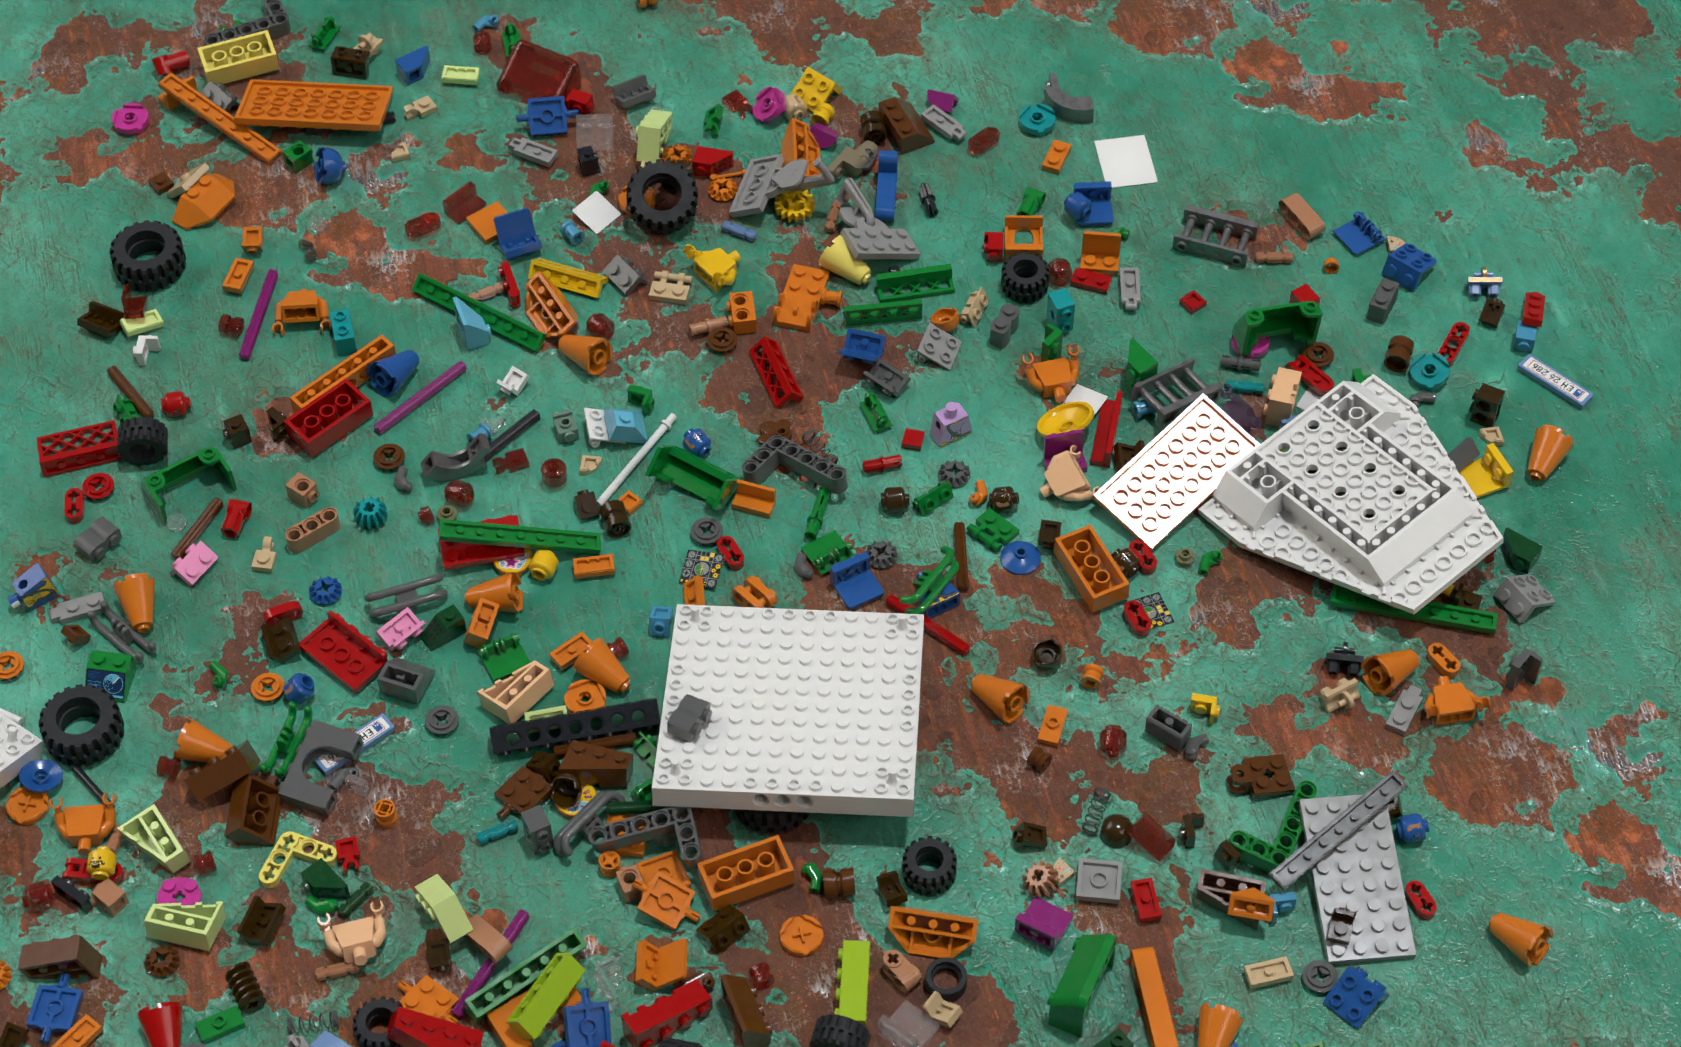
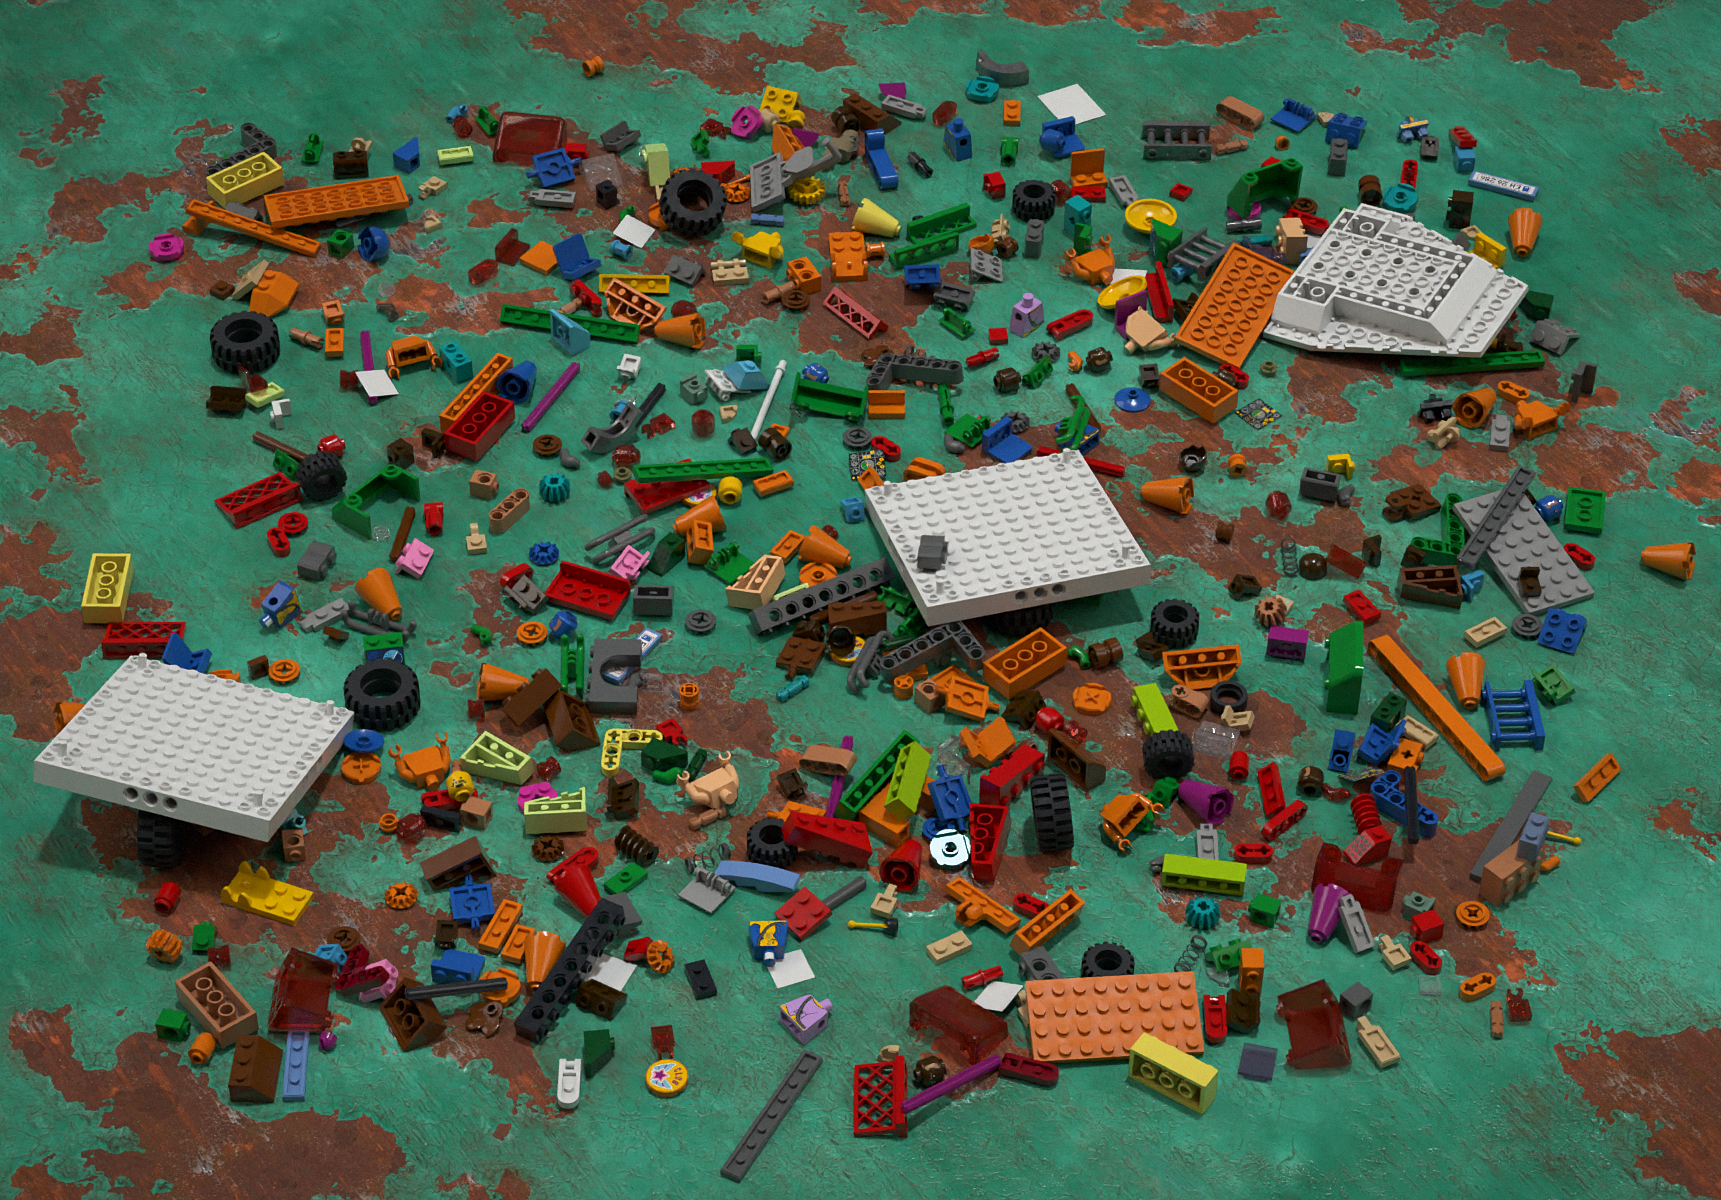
camera: 20 degrees left, 10 degrees down
(18, 879) = (388, 822): none -> orange plate
(86, 780) = (408, 738): black bar -> none
(165, 64) = (179, 198): red piece -> none
(177, 991) = (586, 855): none -> red plate
(213, 263) = (306, 337): none -> nougat pin
(254, 337) = (376, 383): none -> white sticker
(443, 907) = (781, 744): yellowish green wedge -> none
(537, 829) = (831, 673): dark grey brick -> none
(741, 954) = (1048, 719): none -> red head
(870, 236) = (882, 194): light grey plate -> none
(972, 329) = (1007, 247): none -> reddish brown wheel
(979, 173) = (958, 140): none -> blue torso
(995, 444) = (1070, 323): none -> red plate
(996, 526) = (1100, 384): green plate -> none
(1016, 223) = (1017, 163): orange panel -> none
(1052, 725) = (1222, 507): orange plate -> none
(1099, 881) = (1317, 603): light grey plate -> none
(1133, 620) = (1252, 418): red beam -> none
(1143, 325) = (1141, 212): none -> yellow dish
(1209, 559) = (1289, 366): green arm -> none
(1251, 904) = (1454, 583): orange slope -> none
(1454, 840) = (1585, 510): none -> green plate

